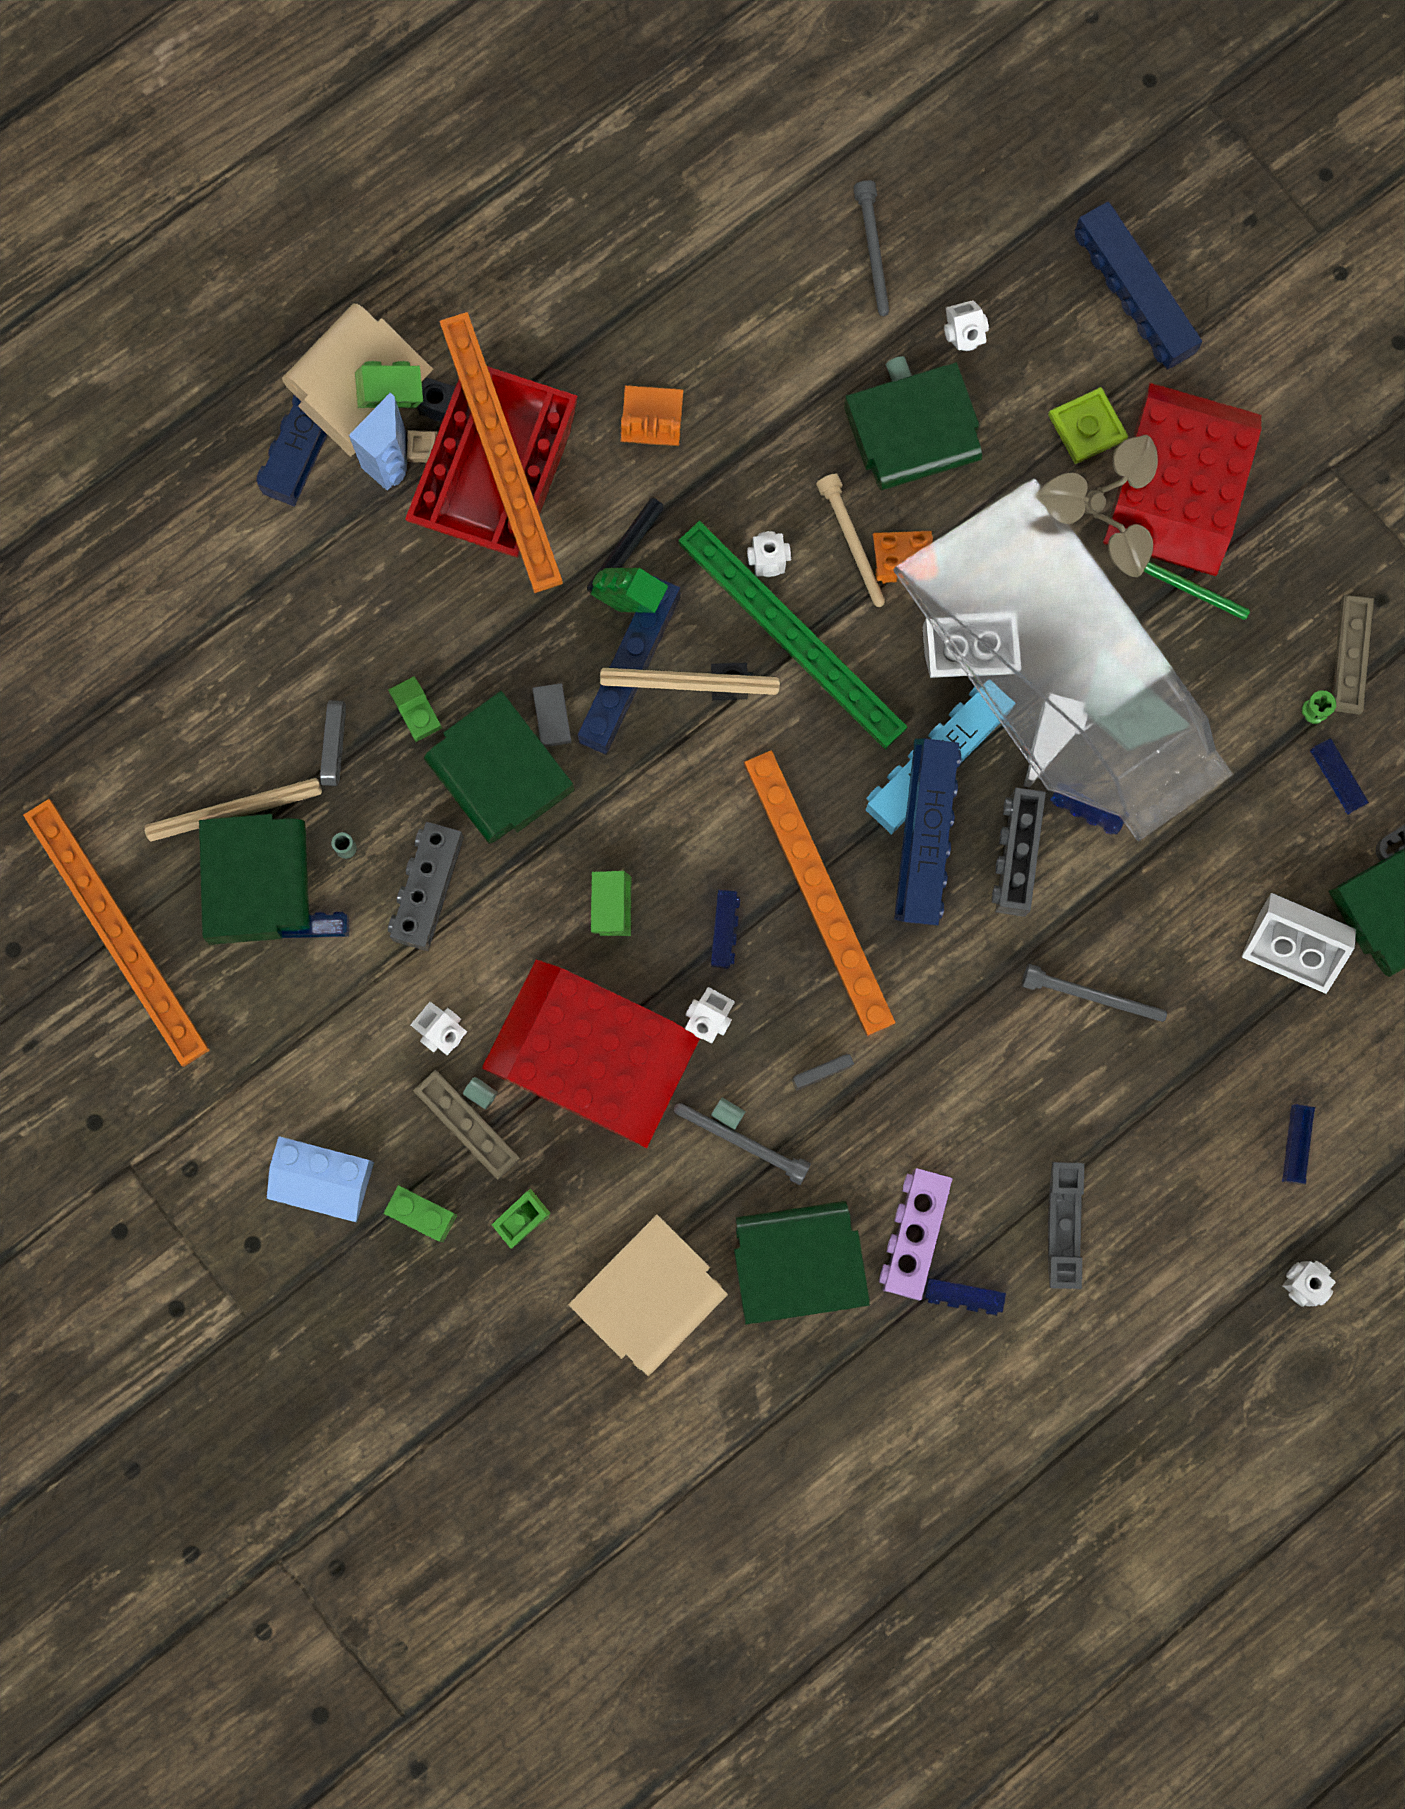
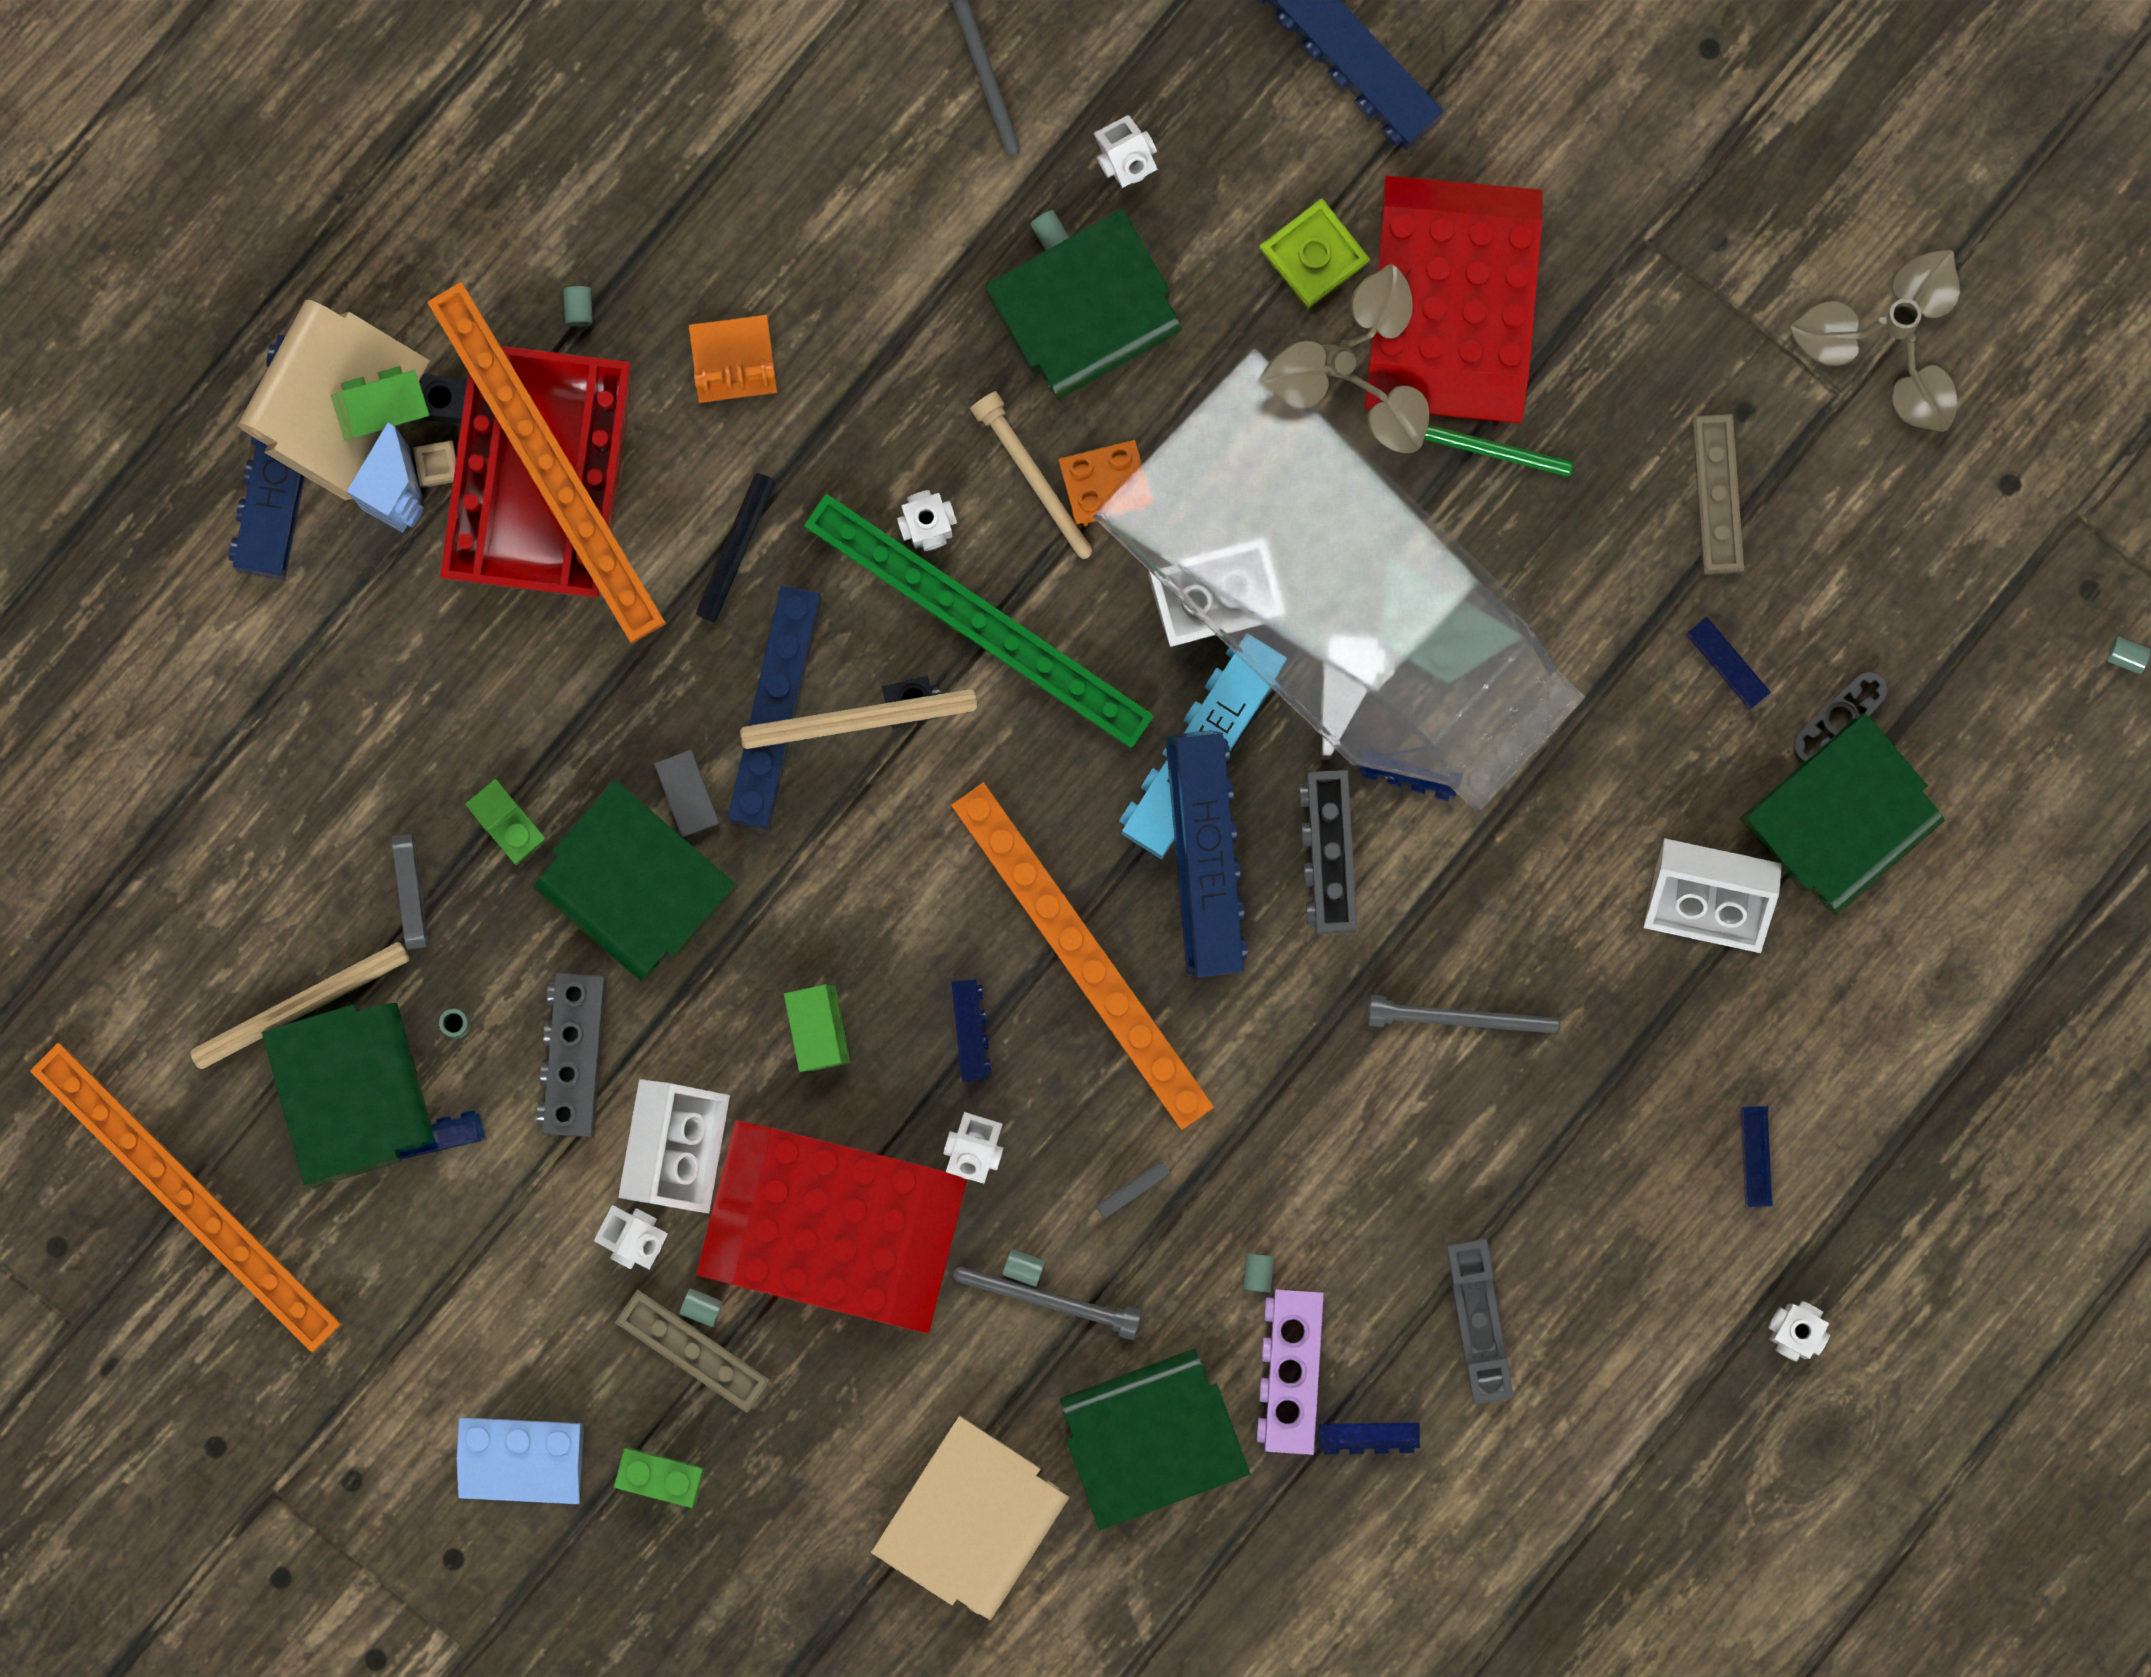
camera: 10 degrees left, 5 degrees up
(486, 968) = (674, 1146): none -> white slope
(521, 1218) = (788, 1457): bright green slope -> none
(548, 356) = (577, 306): none -> sand green hinge
(628, 589) = (753, 614): green brick -> none
(904, 1154) = (1258, 1273): none -> sand green hinge
(1327, 704) = (1693, 568): bright green bush -> none

